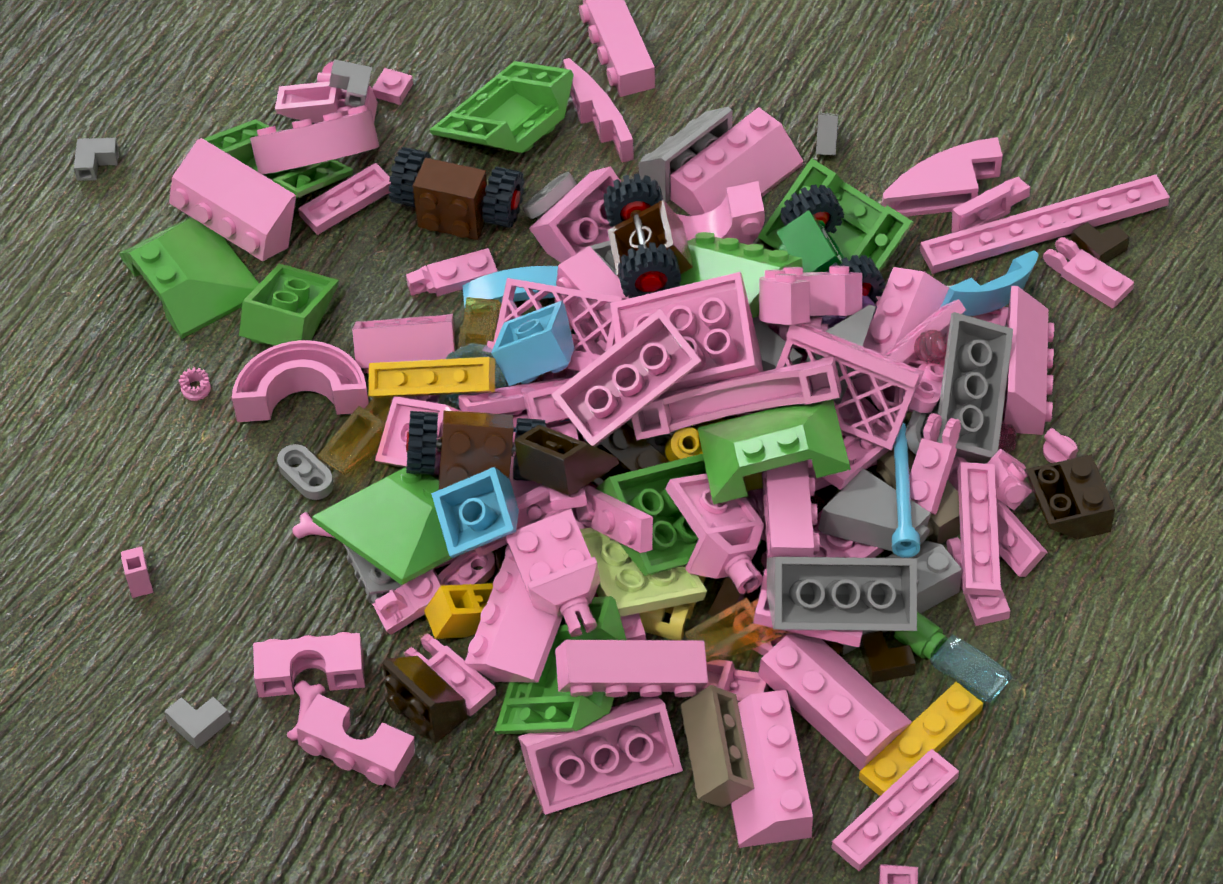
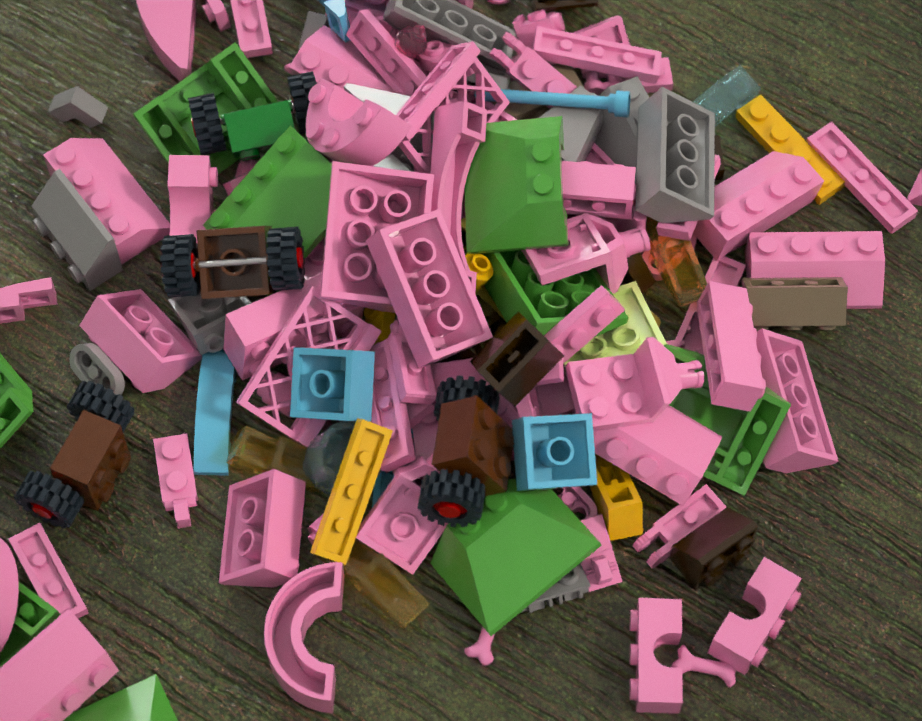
camera: 85 degrees left, 10 degrees up
(286, 306) = (191, 646): bright green slope -> none
(307, 474) = (414, 644): light grey plate -> none

